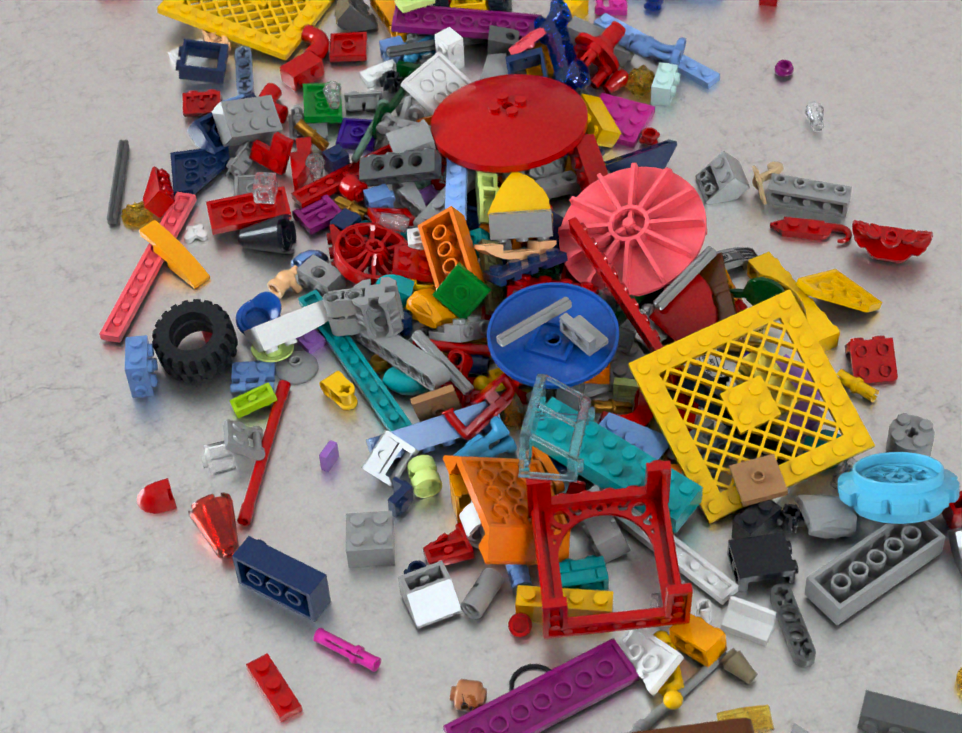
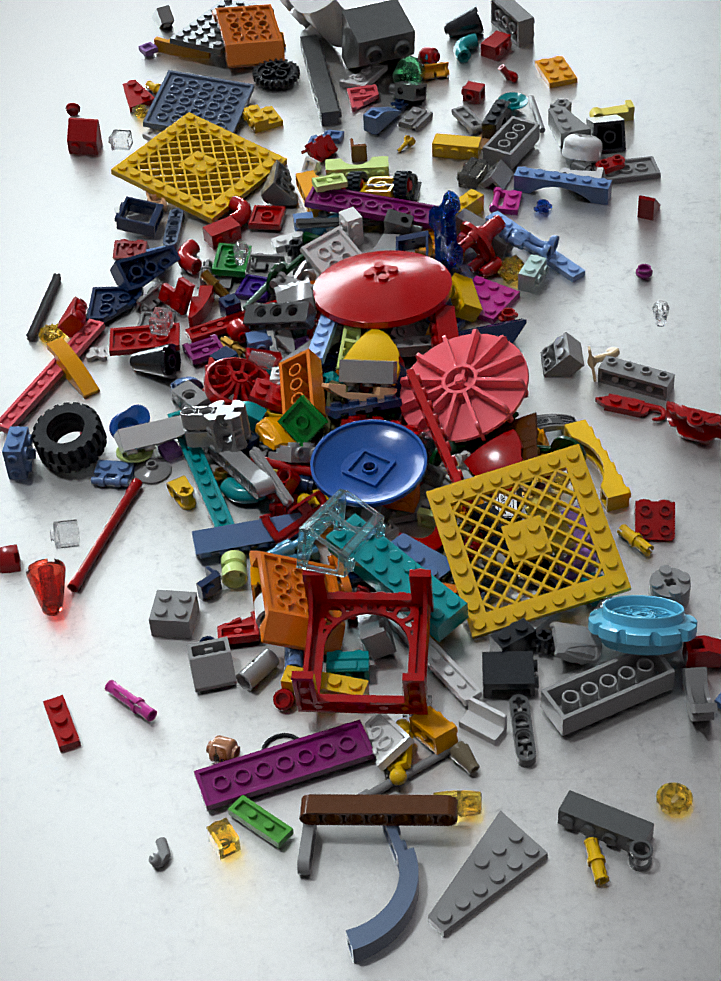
camera: 10 degrees right, 5 degrees down
(236, 439) = (83, 518): light grey plate -> none
(246, 120) = (160, 265): light grey brick -> none
(253, 400) = (107, 491): lime plate -> none
(281, 578) = (89, 635): dark blue brick -> none
(283, 281) = (159, 399): light nougat piece -> none
(315, 166) = (210, 309): clear cone -> none
(329, 456) = (158, 543): medium lavender tile -> none
(385, 453) = (203, 545): plate -> none
(435, 402) = (254, 507): medium nougat plate -> none
(527, 41) = (418, 226): coral plate -> none
(533, 321) = (353, 449): light grey axle -> none
(582, 333) = (393, 463): light grey panel -> none
(612, 406) = (409, 530): pearl gold axle -> none
(684, 278) = (499, 430): light grey axle -> none
(703, 610) = (444, 707): white pin -> none
(758, 480) = (519, 604): medium nougat plate -> none
(838, 289) = (638, 457): yellow plate -> none

